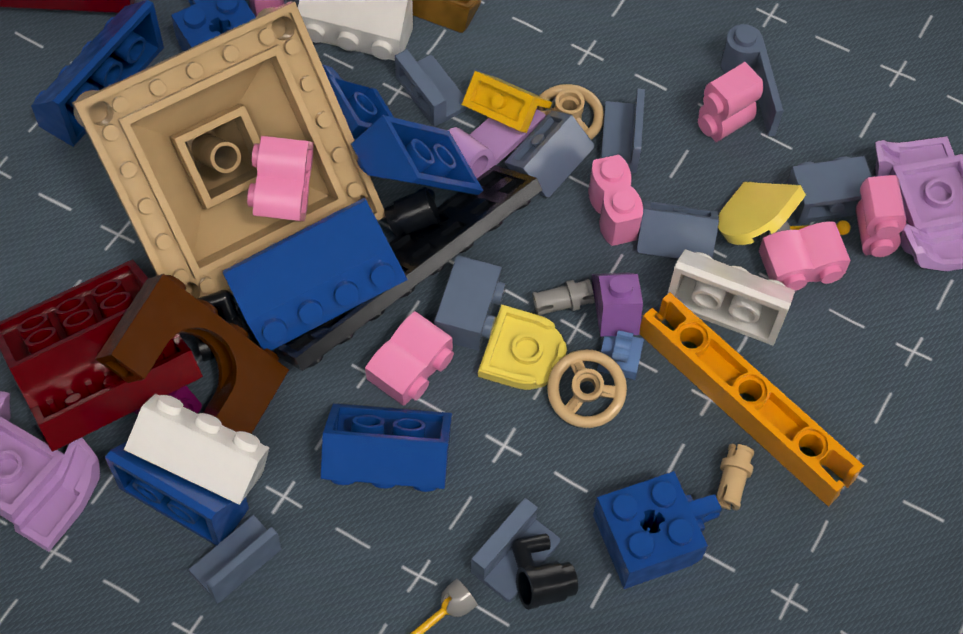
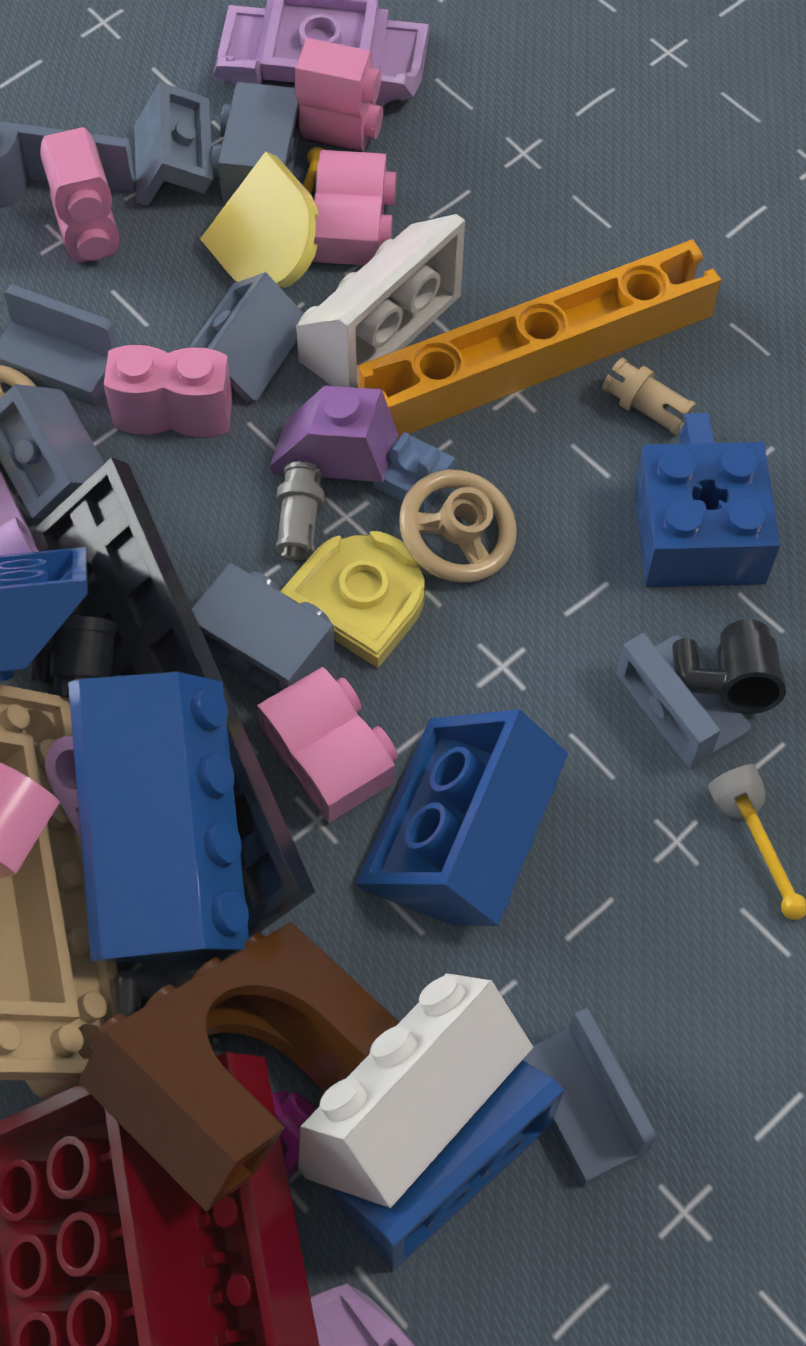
camera: 70 degrees left, 0 degrees up
(808, 142) = (172, 142): none -> sand blue panel

